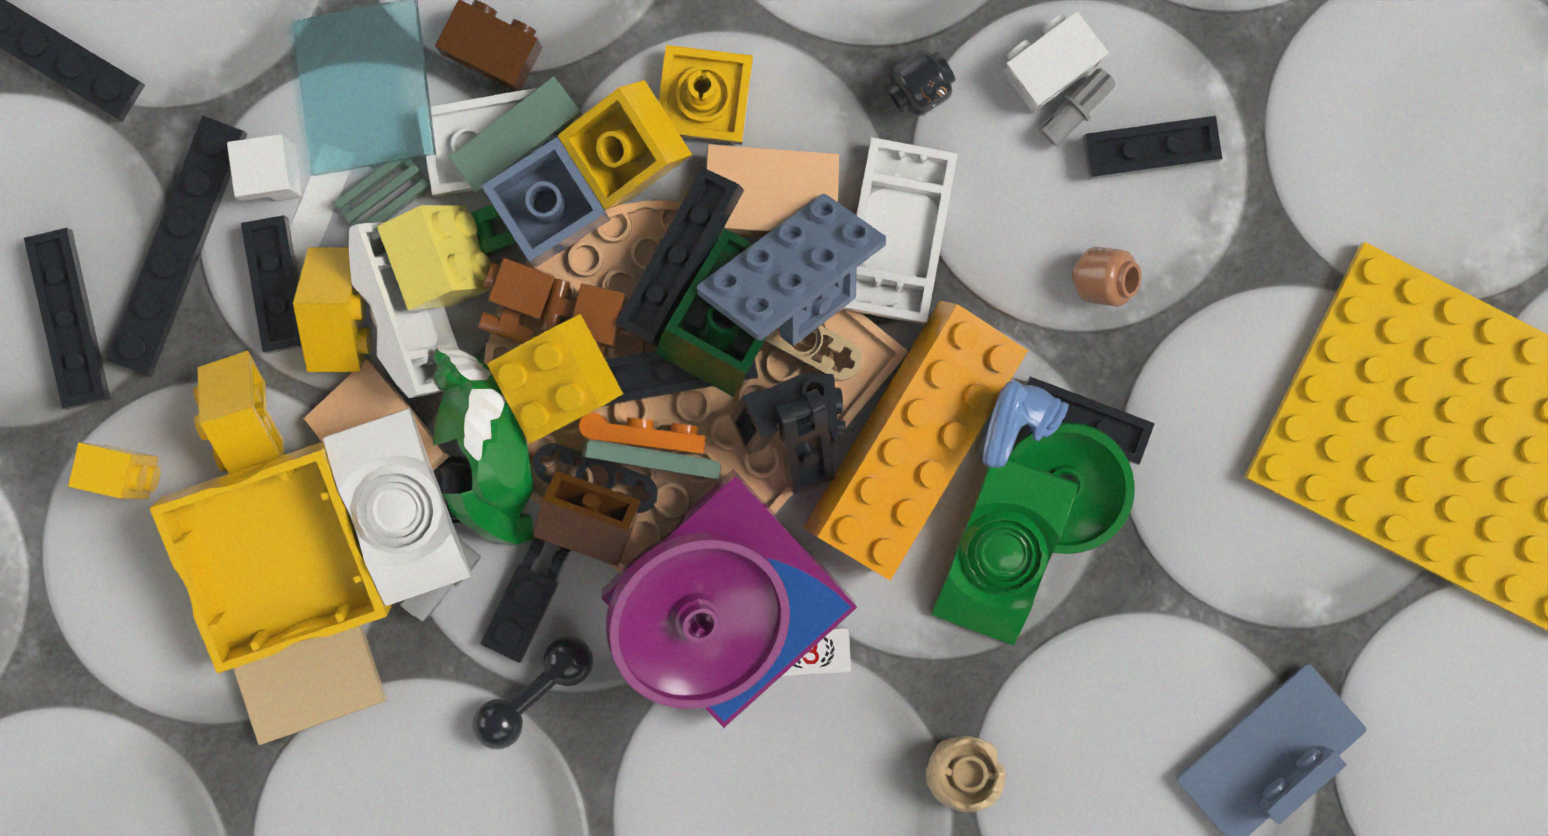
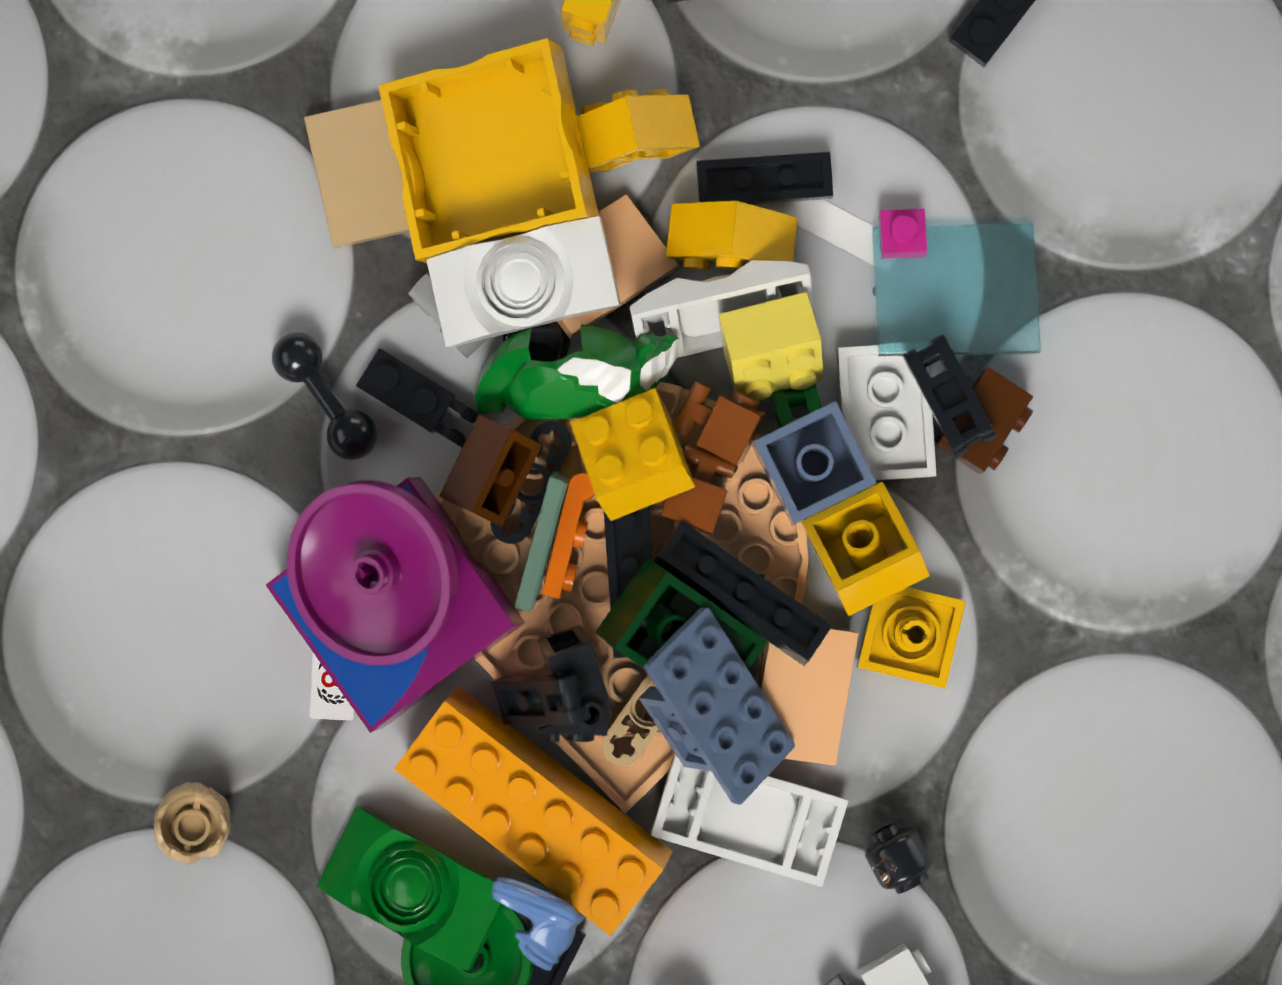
camera: 90 degrees right, 0 degrees up
(175, 248) = (815, 84): black plate -> none
(264, 168) = (881, 180): white piece -> none
(314, 144) = (902, 233): none -> dark pink plate
(375, 179) = (859, 286): sand green tile -> none
(466, 78) = (949, 396): none -> black plate
(516, 134) = (888, 438): sand green tile -> none

